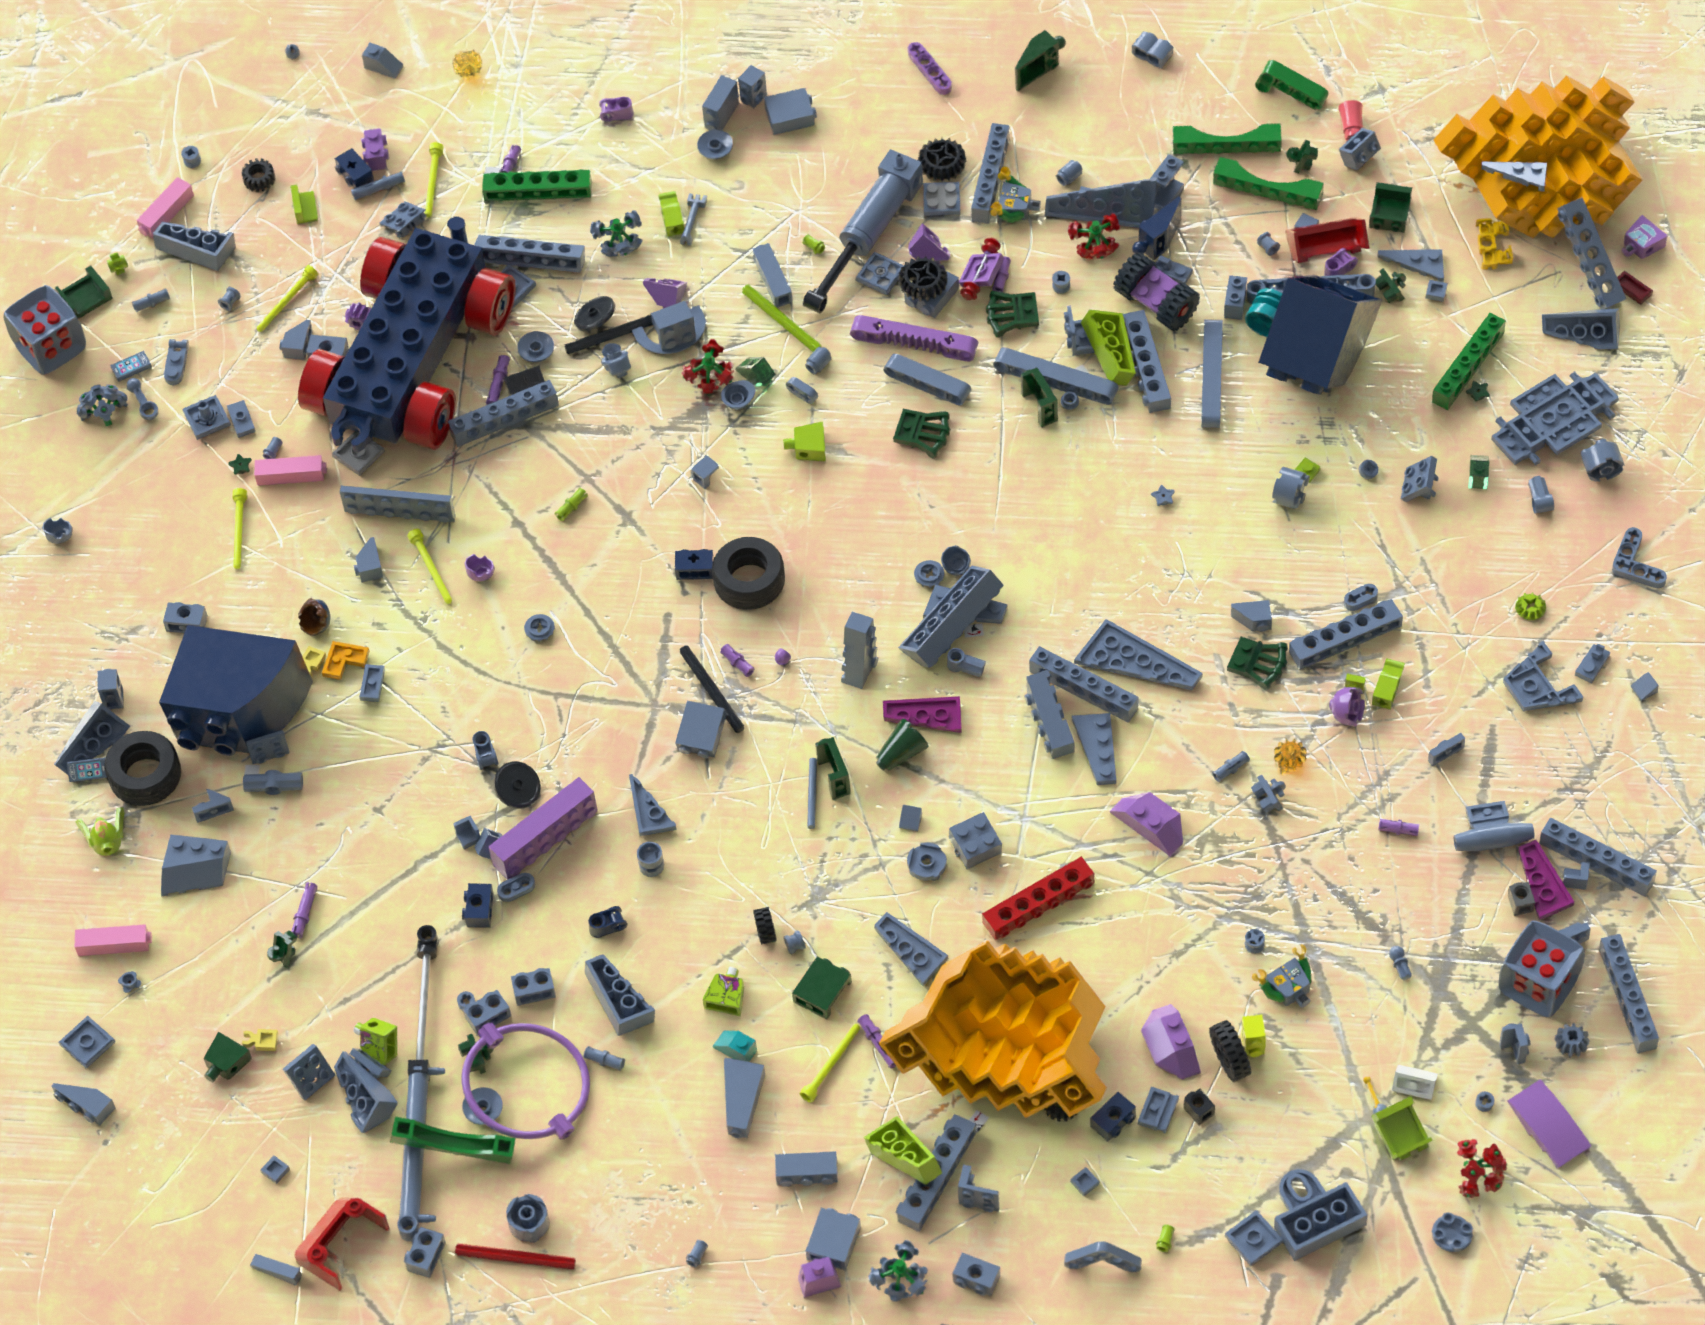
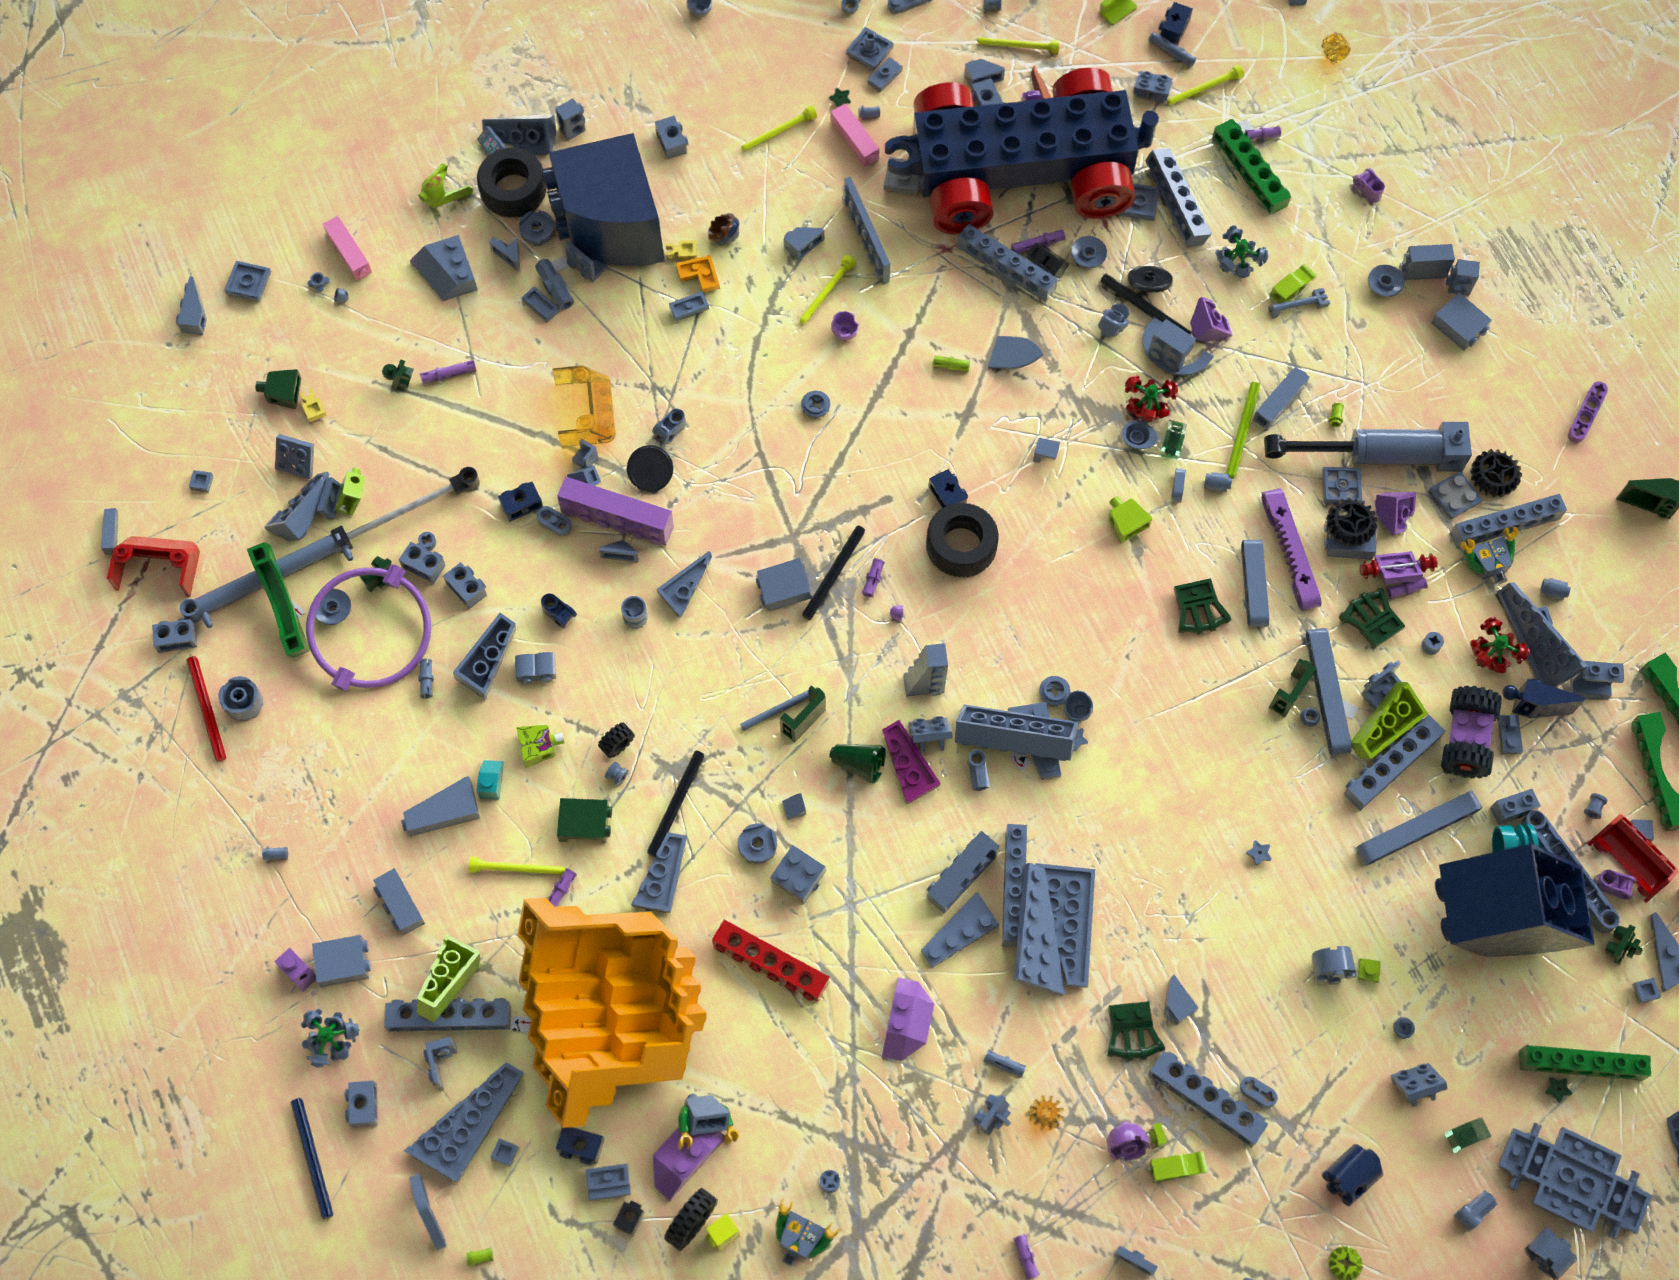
camera: 55 degrees right, 10 degrees up
(157, 966) = (340, 295): none -> sand blue hinge
(202, 781) = (539, 236): none -> sand blue plate
(284, 804) = (540, 304): none -> sand blue tile
(339, 305) = (1038, 83): none -> bar
(375, 152) = (1205, 27): medium lavender brick -> none
(444, 807) = (599, 424): none -> clear yellow windscreen
(582, 846) = (619, 551): none -> sand blue slope
(595, 450) = (1014, 353): none -> sand blue shield
(651, 963) = (535, 667): none -> sand blue brick
(850, 910) = (675, 802): none -> black axle
(909, 679) = (930, 730): none -> sand blue plate
(1048, 1209) = (460, 1132): none -> sand blue wing
(1147, 689) = (1037, 948): none -> sand blue wing
(1147, 1005) = (702, 1116): none -> sand blue torso
(1465, 561) = (1353, 1173): none -> dark blue cylinder

